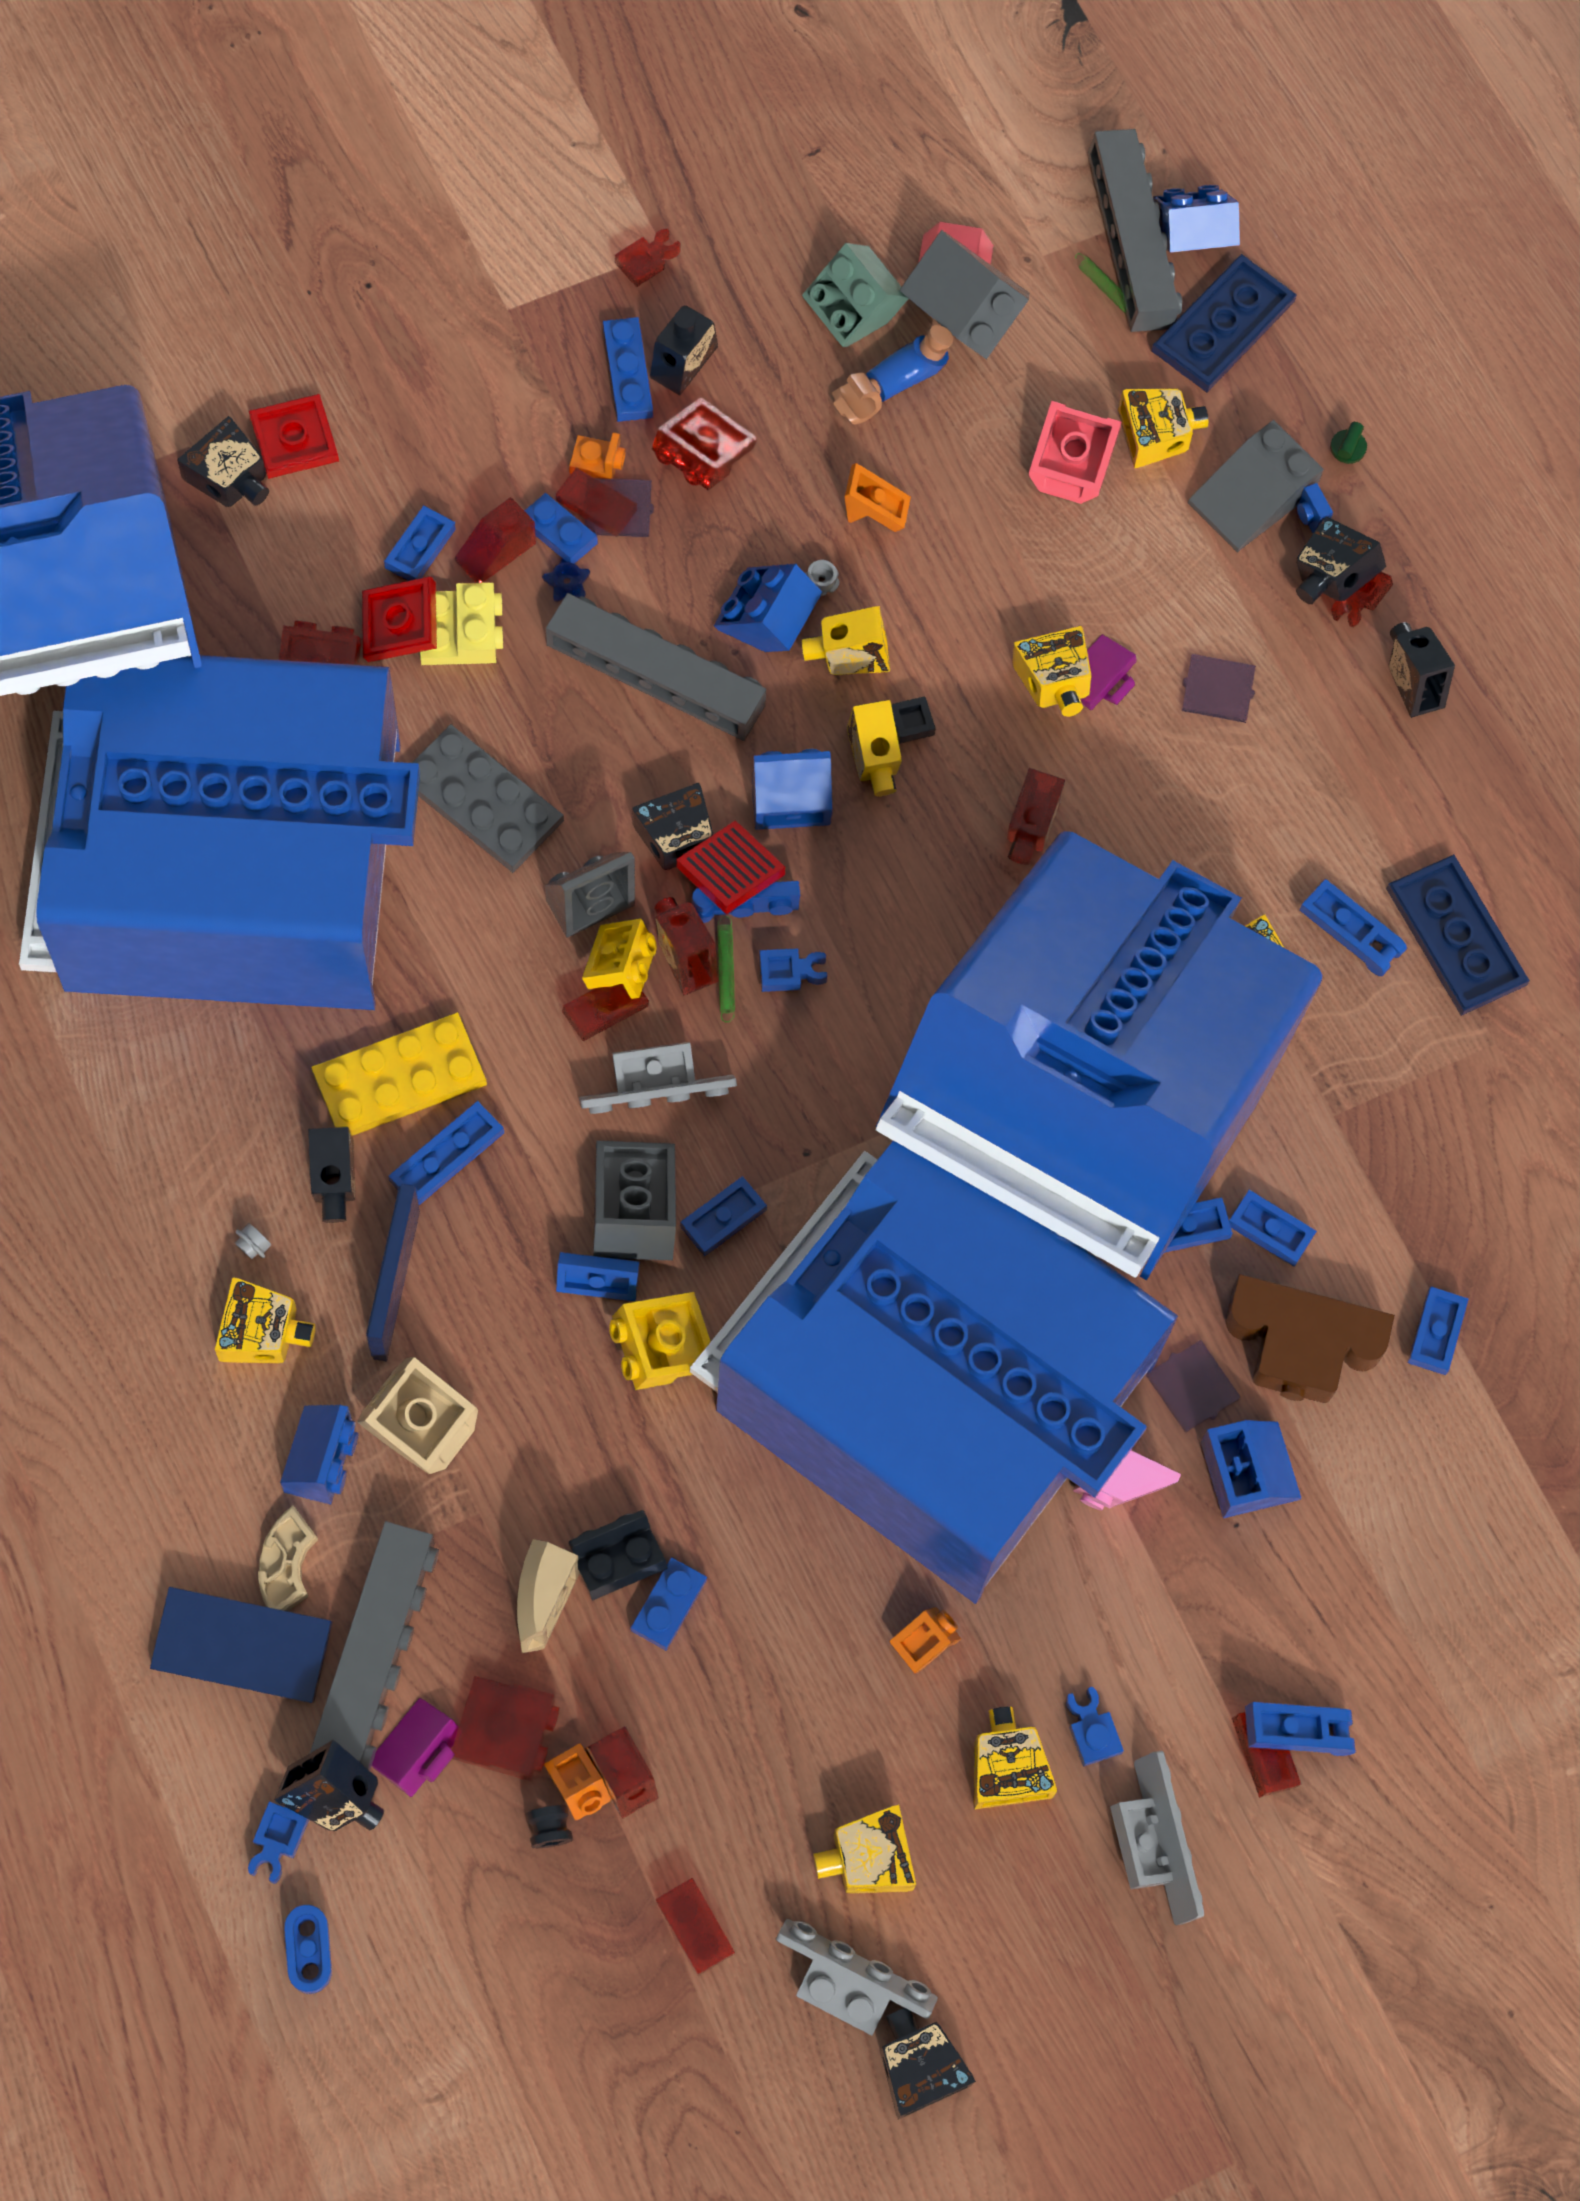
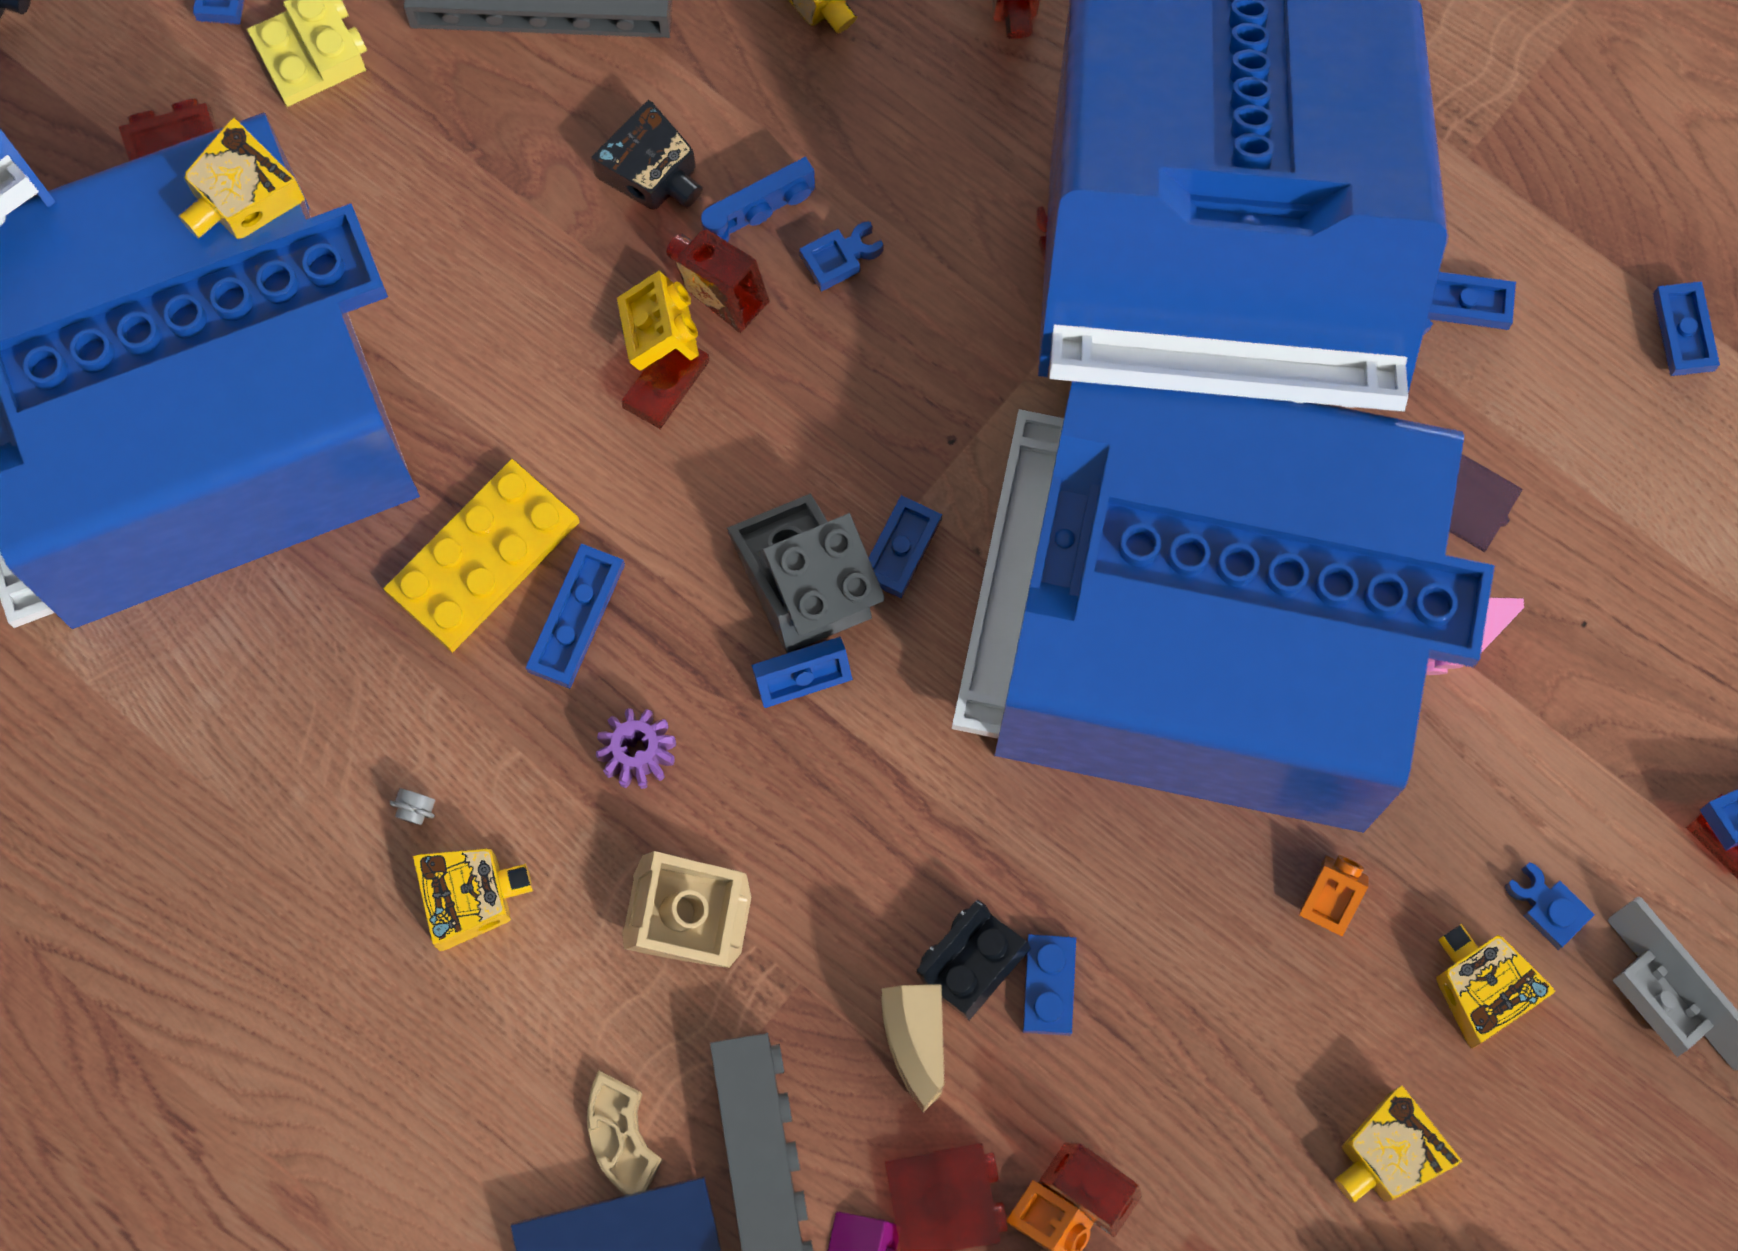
camera: 20 degrees left, 5 degrees up
(319, 1452) = (599, 1001): blue slope -> none
(332, 1155) = (453, 675): black torso -> none
(339, 714) = (237, 185): none -> torso
(393, 1272) = (584, 769): dark blue tile -> none
(399, 619) = (240, 67): red tile -> none
(441, 1289) = (643, 762): none -> medium lavender gear
(484, 799) = (429, 218): dark grey plate -> none
(592, 892) = (593, 264): dark grey slope -> none
(646, 1206) = (823, 574): none -> dark grey bracket
(655, 1074) = (754, 430): light grey bracket -> none
(659, 1338) = (901, 708): yellow plate -> none
(725, 966) = (764, 272): bright green piece -> none
(730, 867) = (727, 173): red tile -> none
(792, 789) = (749, 63): slope -> none
(1249, 1467) = (1571, 559): blue slope -> none
(1305, 1337) = (1558, 397): reddish brown brick -> none

